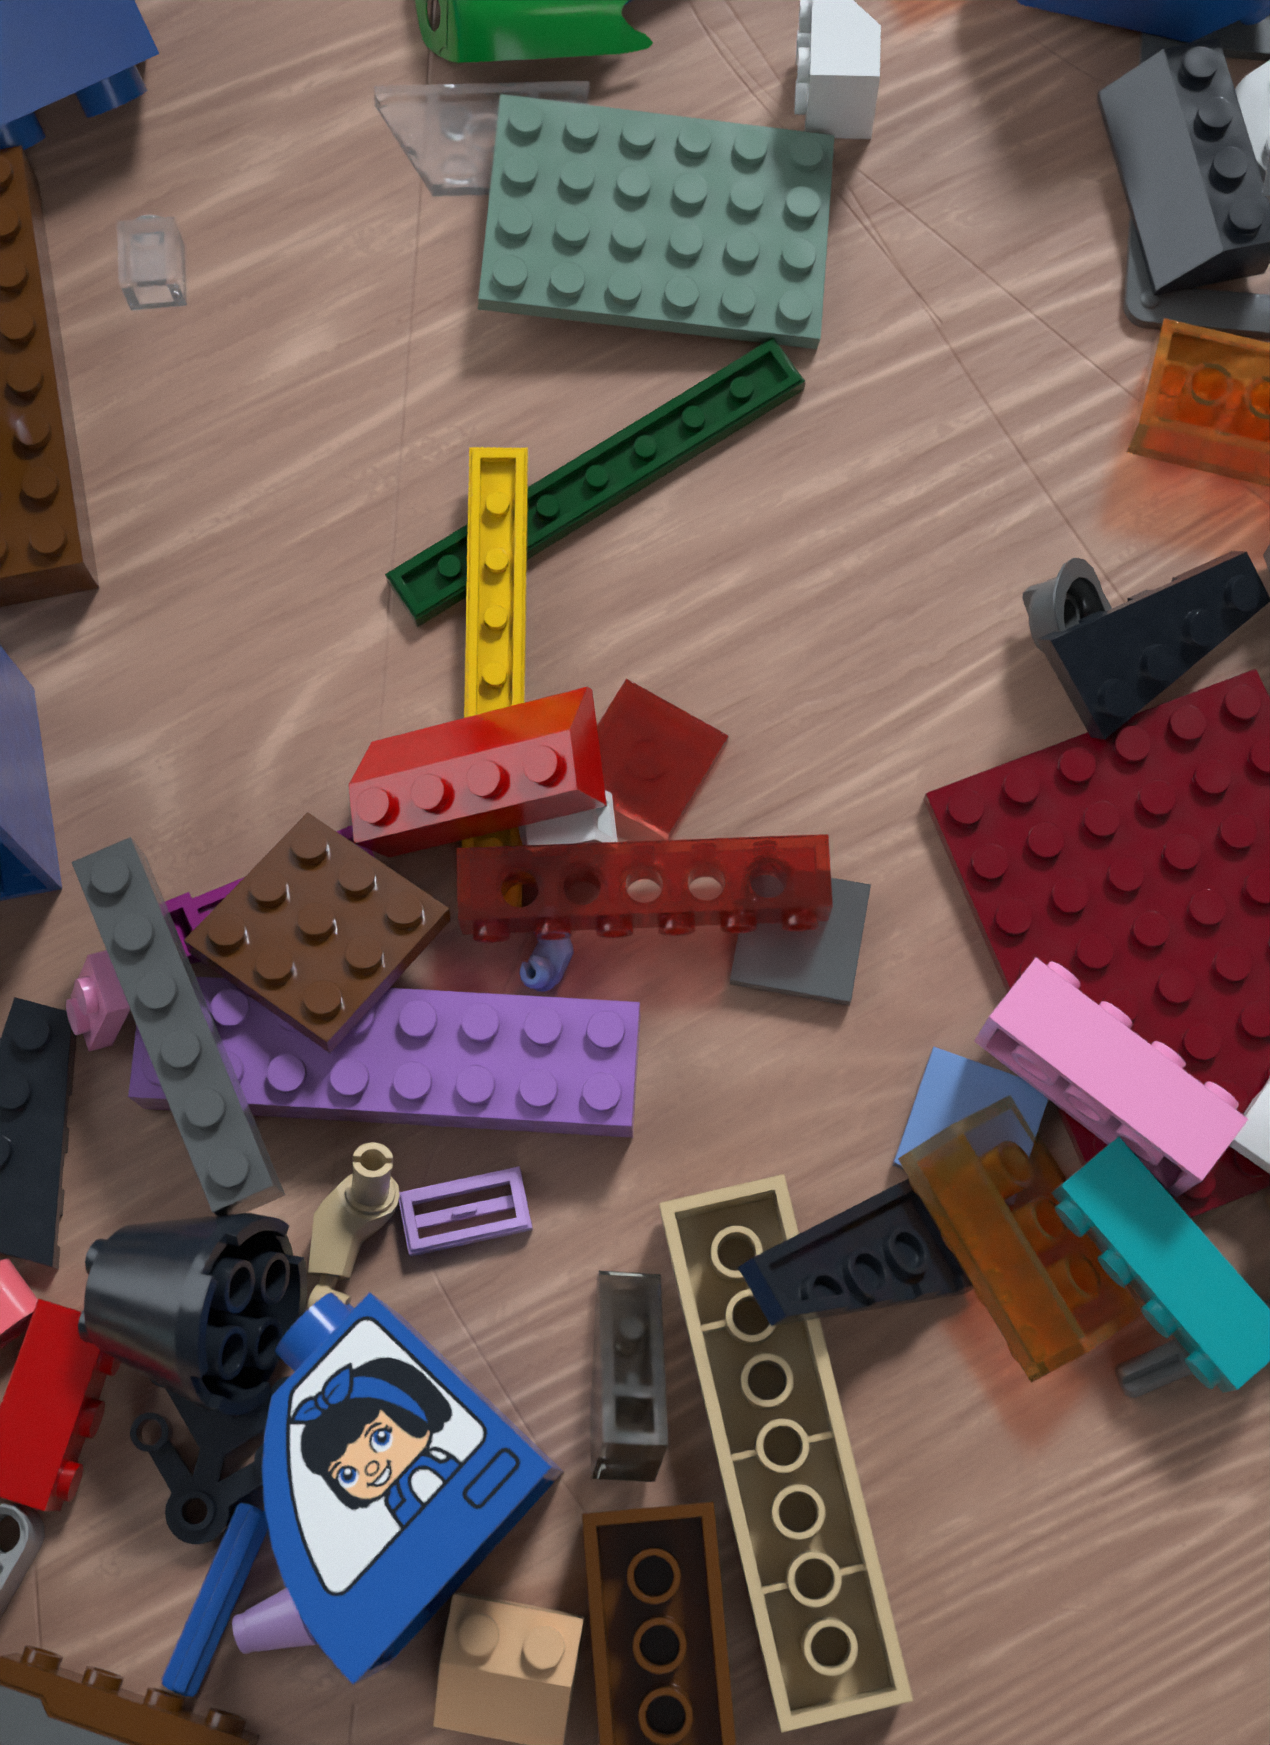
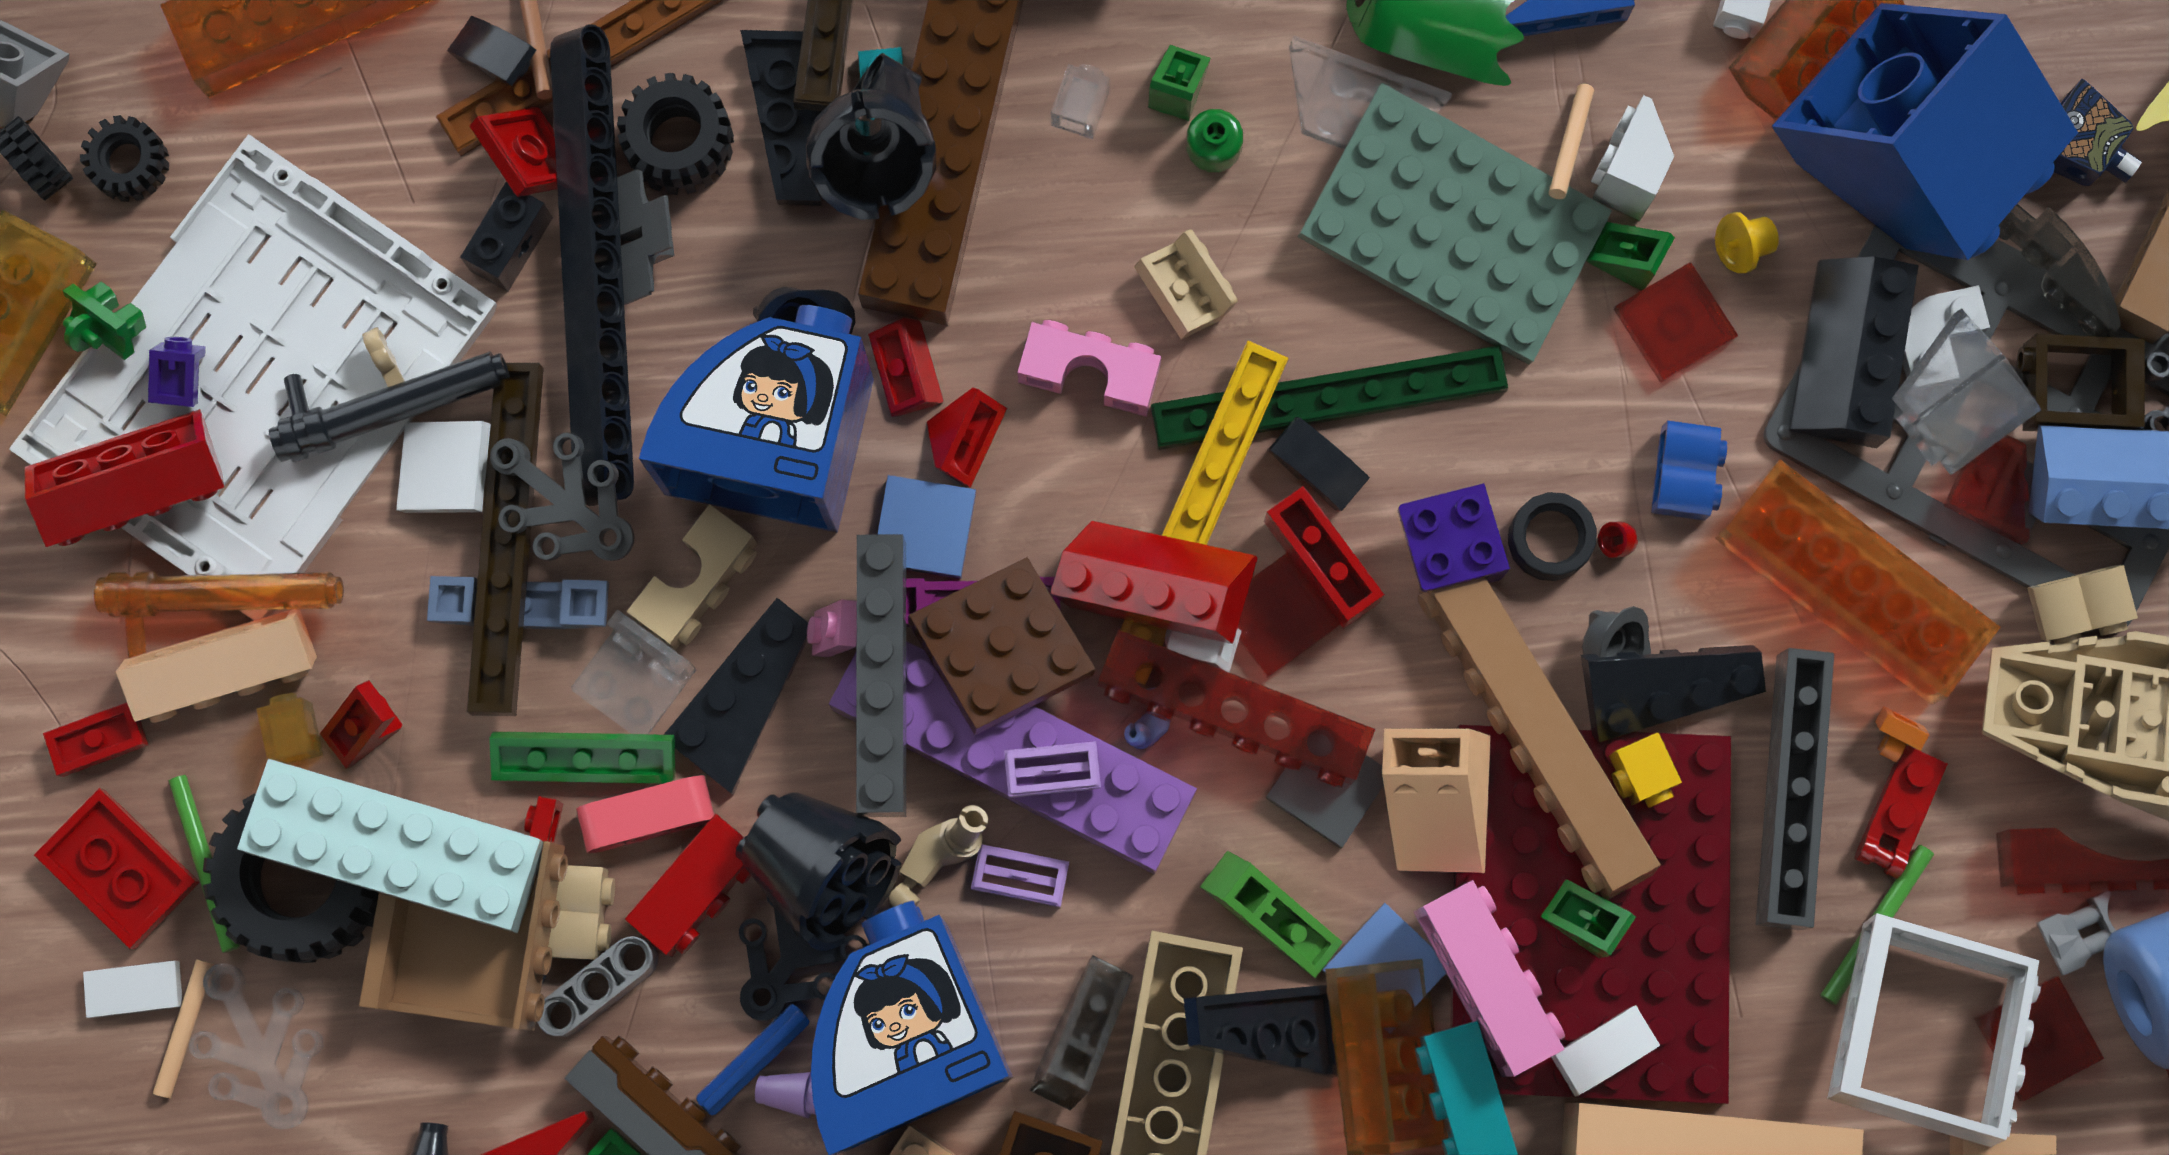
camera: 20 degrees right, 5 degrees up
(66, 655) = (905, 367): none -> red slope
(172, 703) = (964, 434): none -> red slope
(176, 824) = (933, 523): none -> medium blue tile
(243, 558) = (1055, 352): none -> bright pink arch
(260, 201) = (1178, 82): none -> green slope
(331, 240) = (1214, 140): none -> green head
(370, 417) = (1187, 285): none -> tan bracket
(457, 1076) = (1055, 787): none -> lavender tile
(618, 556) = (1319, 463): none -> black slope
(672, 660) = (1323, 557): none -> red brick
(752, 77) = (1571, 141): none -> light nougat bar
(798, 1119) = (1271, 913): none -> bright green slope
(821, 571) = (1453, 538): none -> dark purple bracket
(879, 171) = (1630, 253): none -> green slope
(935, 485) = (1559, 503): none -> black tyre
(941, 888) = (1437, 798): none -> light nougat slope
(965, 230) = (1675, 322): none -> clear red tile
(1002, 105) = (1743, 241): none -> yellow piece
(1009, 488) = (1617, 529): none -> red hinge
(1027, 753) = (1541, 736): none -> medium nougat brick
(1059, 386) = (1687, 470): none -> blue brick
(1177, 747) = (1644, 771): none -> yellow brick
(1195, 954) = (1588, 919): none -> green slope

